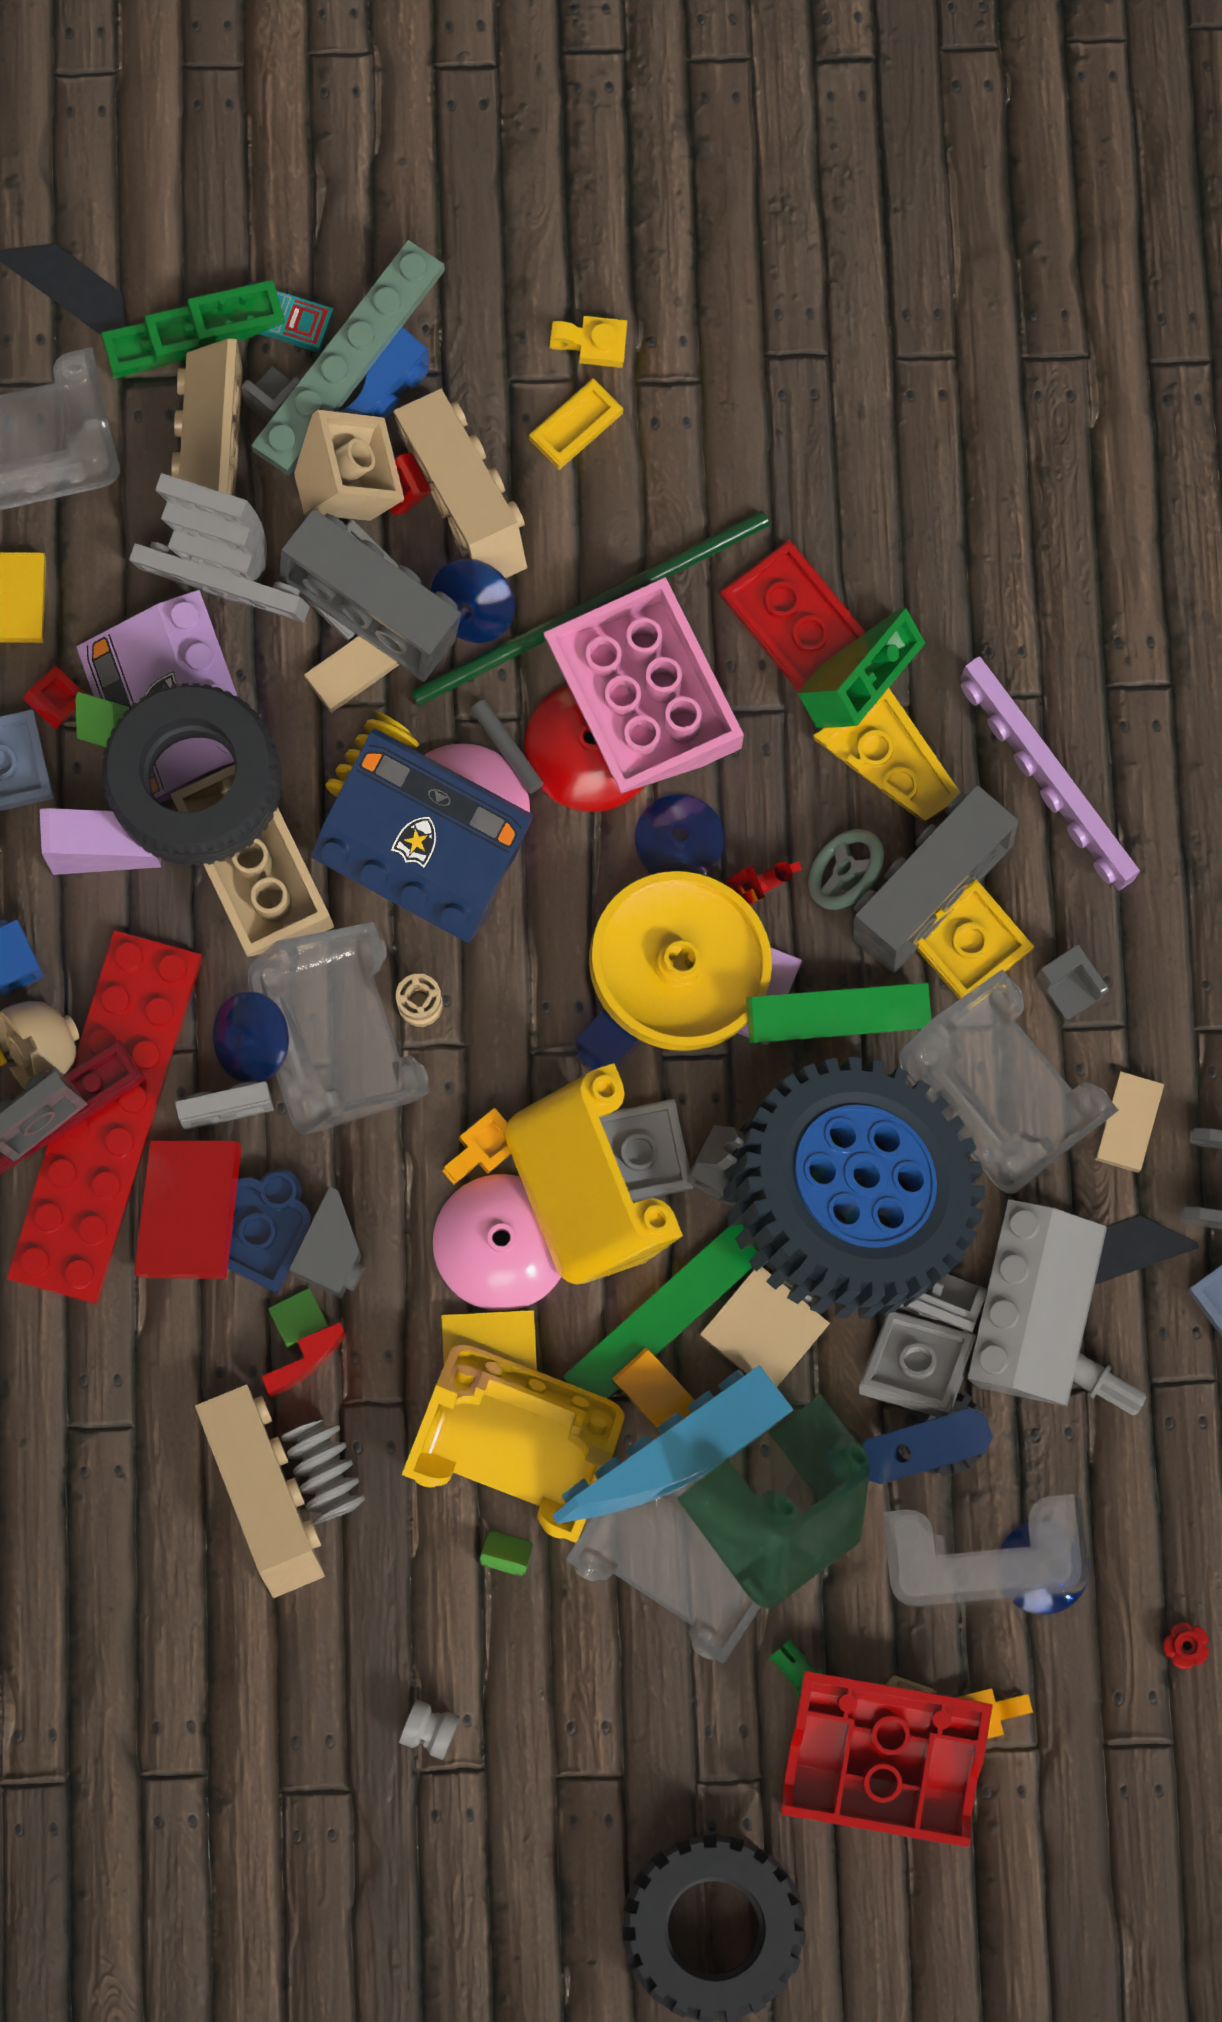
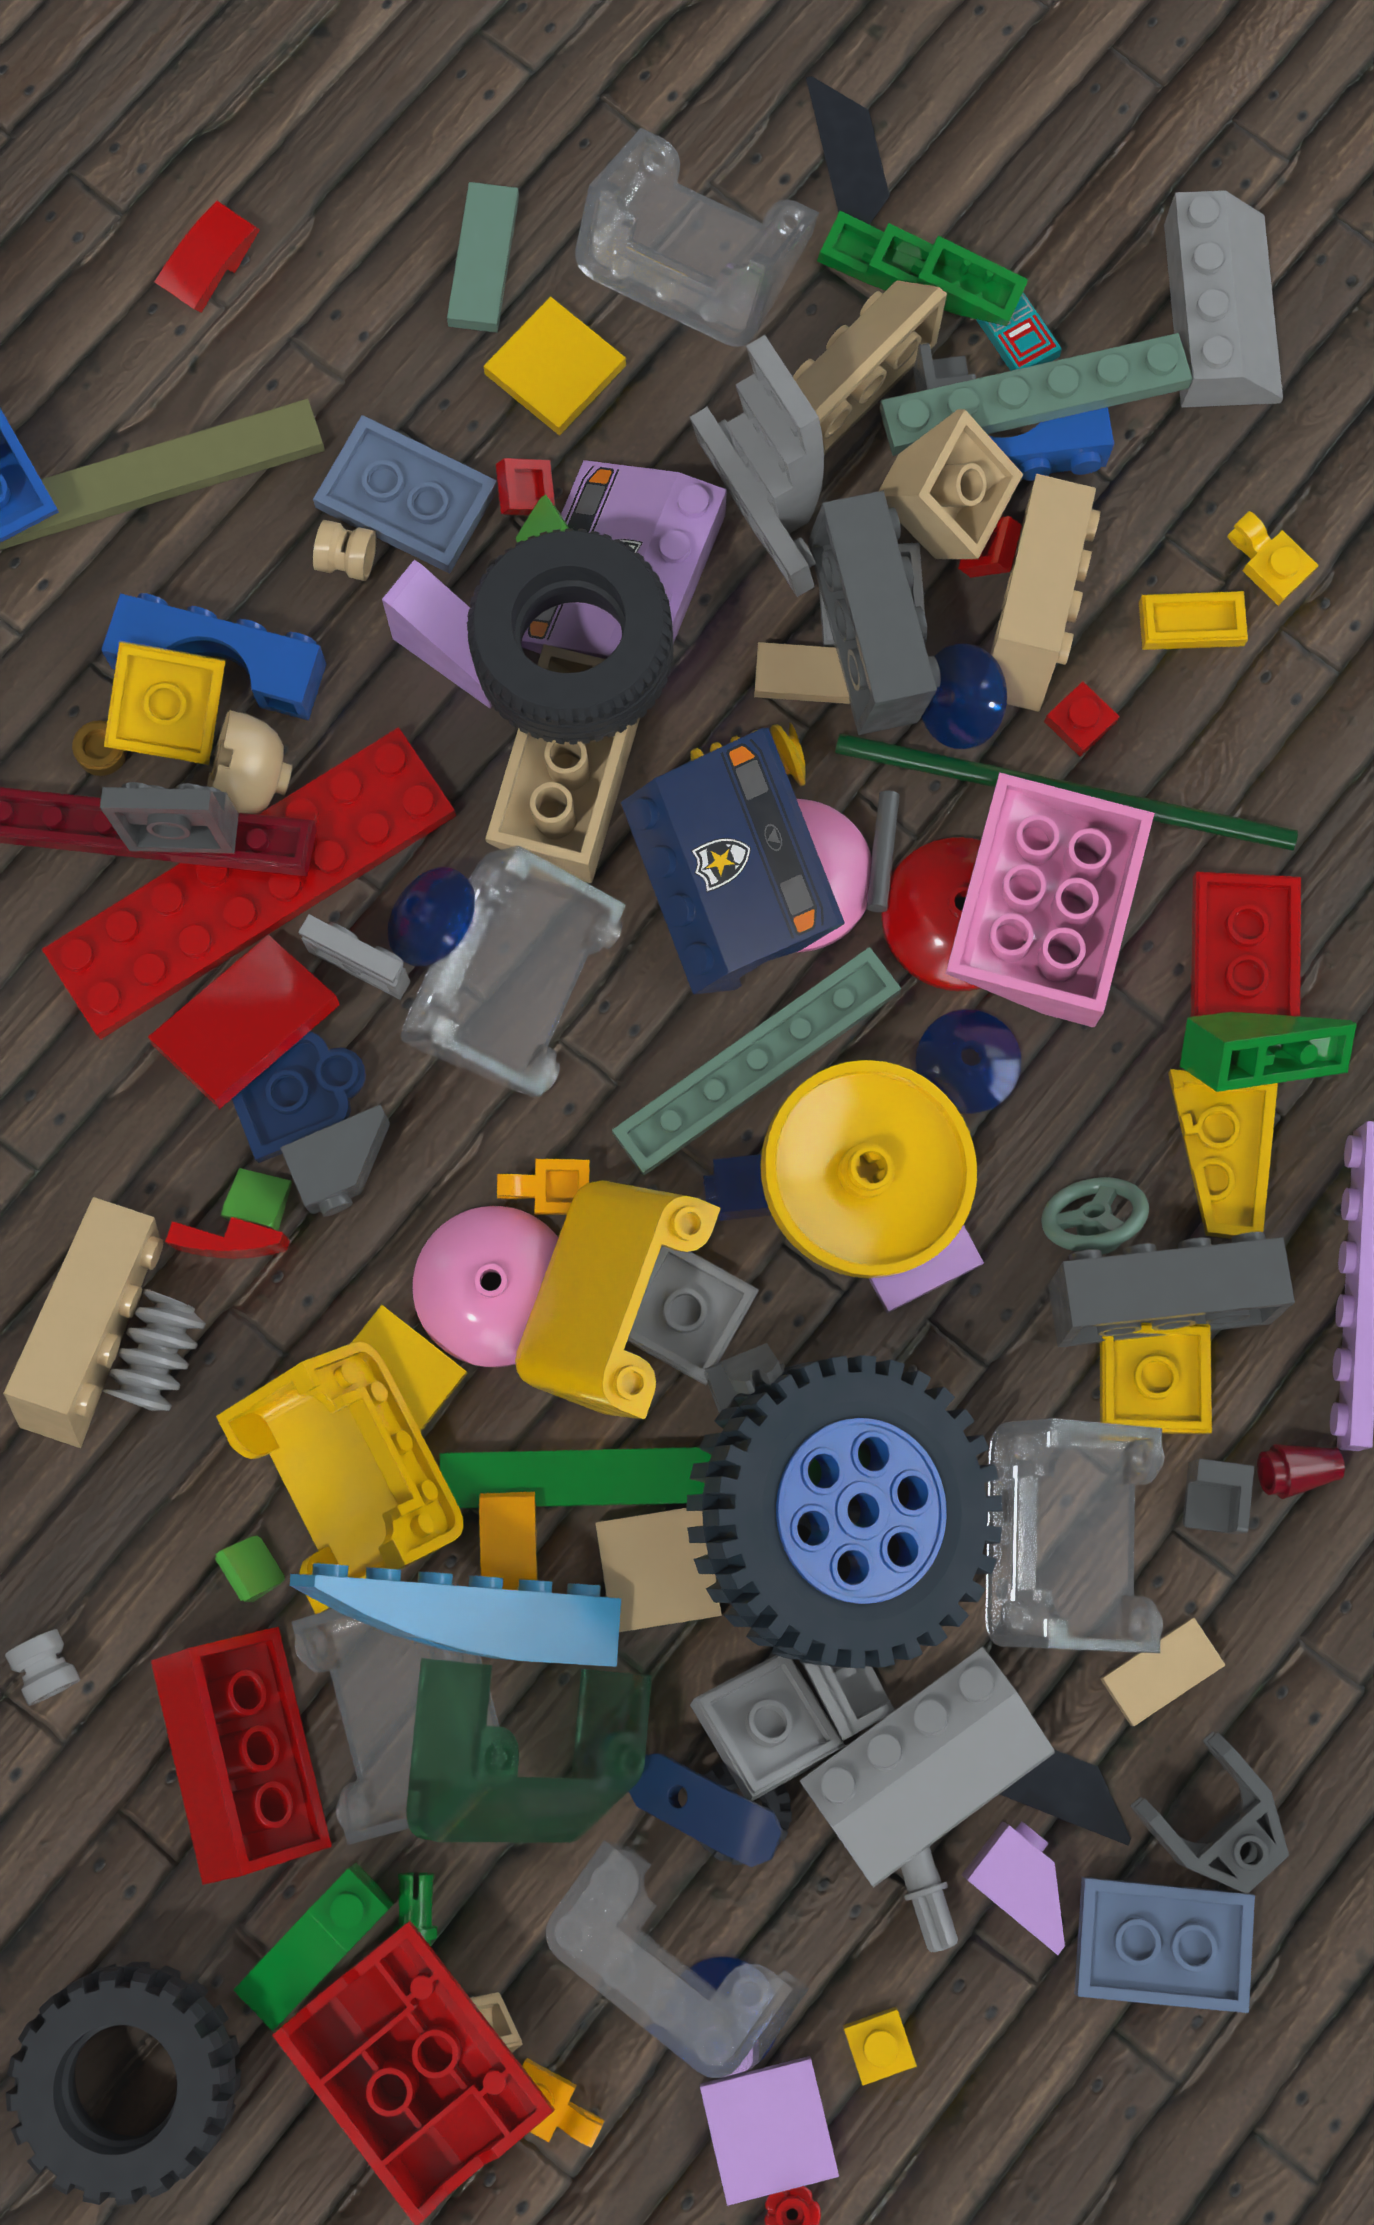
camera: 45 degrees right, 0 degrees up
(411, 188) = (1222, 300): none -> light grey slope
(421, 1009) = (605, 1018): tan wheel -> none
(545, 953) = (756, 1061): none -> sand green plate
(559, 550) = (1081, 719): none -> red plate
(604, 1672) = (240, 1755): none -> red slope
(753, 886) = (994, 1158): red piece -> none
(755, 1748) = (314, 1946): none -> green slope
(838, 1012) = (974, 1338): green slope -> none
(1105, 924) = (1296, 1469): none -> dark red cone
(1130, 1609) = (768, 2130): none -> lavender tile
(1152, 1500) = (879, 2046): none -> yellow plate
(1153, 1325) = (1020, 1881): none -> lavender slope

